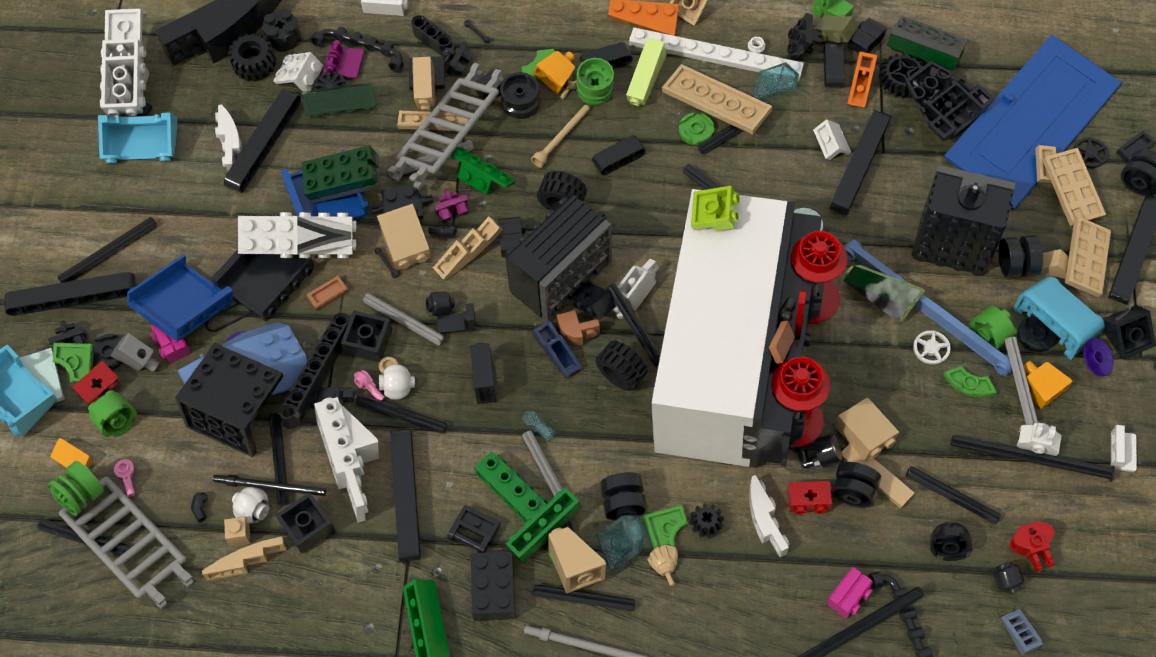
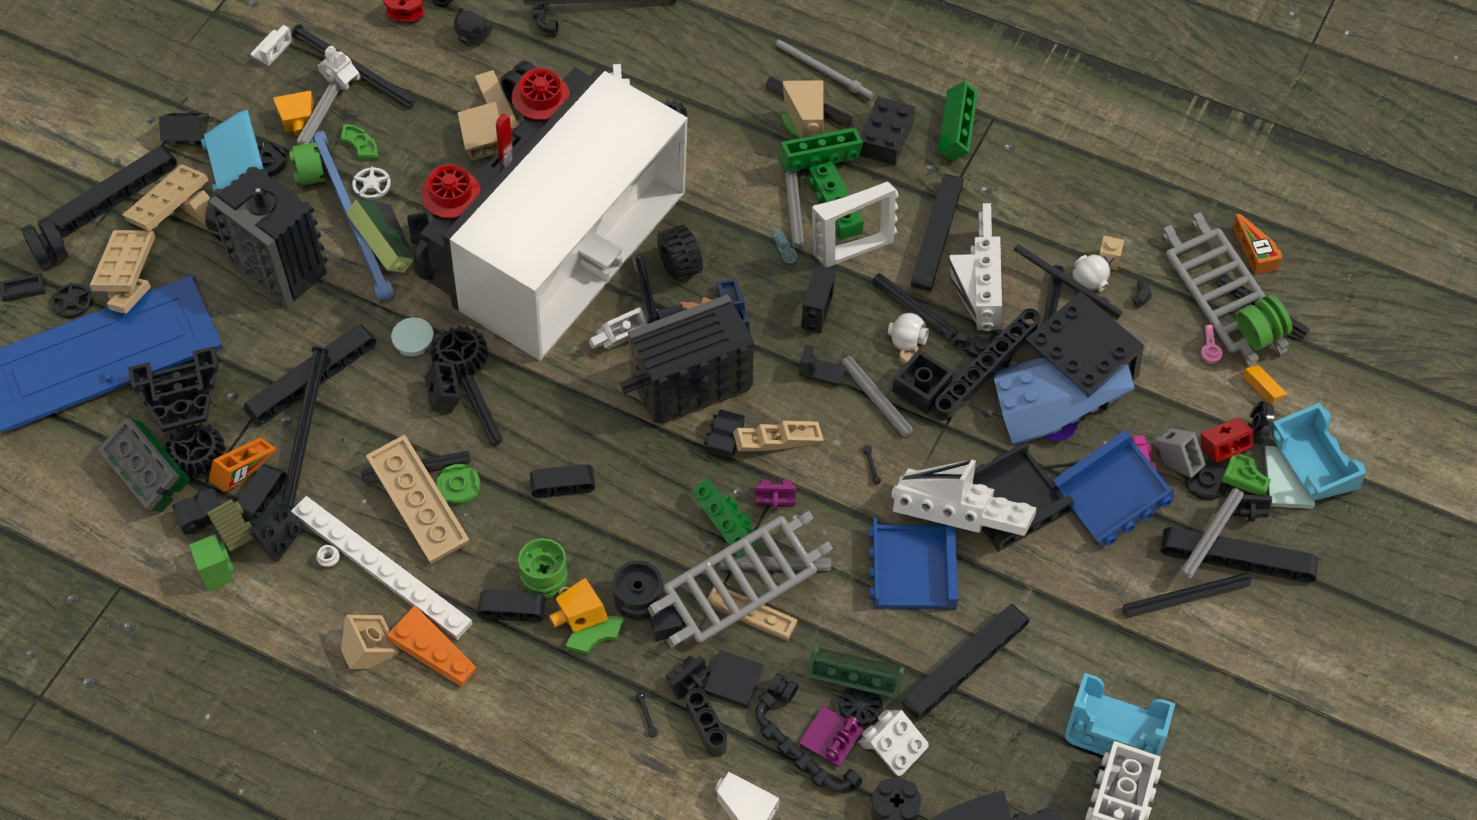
camera: 160 degrees left, 5 degrees down
(67, 405) = (1262, 421): none -> black tile
(92, 289) = (1212, 533): none -> light grey axle
(96, 594) = (1257, 247): none -> orange slope
(112, 414) = (1214, 397): bright green brick -> none
(228, 136) = (1005, 680): white slope -> none
(237, 562) = (1119, 227): tan slope -> none
(249, 46) = (950, 761): black tyre -> none
(305, 522) = (1043, 233): black brick -> none
(327, 293) = (948, 453): nougat tile -> none
(341, 174) = (889, 555): dark green piece -> none
(363, 380) = (941, 347): bright pink plate -> none
(388, 75) = (781, 687): none -> black wheel
(402, 196) = (831, 522): black plate -> none
(404, 237) = (843, 471): tan slope -> none
(424, 83) = (746, 638): tan brick -> none
(439, 303) = (832, 391): black head -> none
(443, 232) = (796, 469): black arm -> none
(476, 523) = (874, 177): black plate -> none
(497, 413) = (827, 213): none -> white windscreen
(540, 158) = (650, 513): tan piece -> none
(557, 186) = (650, 444): black tyre -> none
(622, 540) = (753, 124): clear light blue slope -> none
(623, 495) = (736, 149): black wheel -> none
(646, 72) = (474, 563): yellowish green slope -> none
(664, 525) = (710, 129): bright green tile -> none
(664, 561) = (724, 100): tan piece -> none
(715, 208) = (527, 248): lime plate -> none
(750, 182) = (442, 387): none -> black brick
(775, 81) = (342, 493): clear light blue slope -> none
(781, 342) = (538, 124): nougat tile -> none
(785, 311) = (517, 146): pearl dark grey arm -> none
(831, 139) = (326, 410): white panel -> none
(847, 140) = (304, 425): none -> black axle
(849, 593) = (581, 25): dark pink brick -> none
(858, 313) = (416, 224): none -> black bracket
(953, 495) = (443, 65): black axle -> none
(1098, 357) = (230, 111): dark purple dish -> none

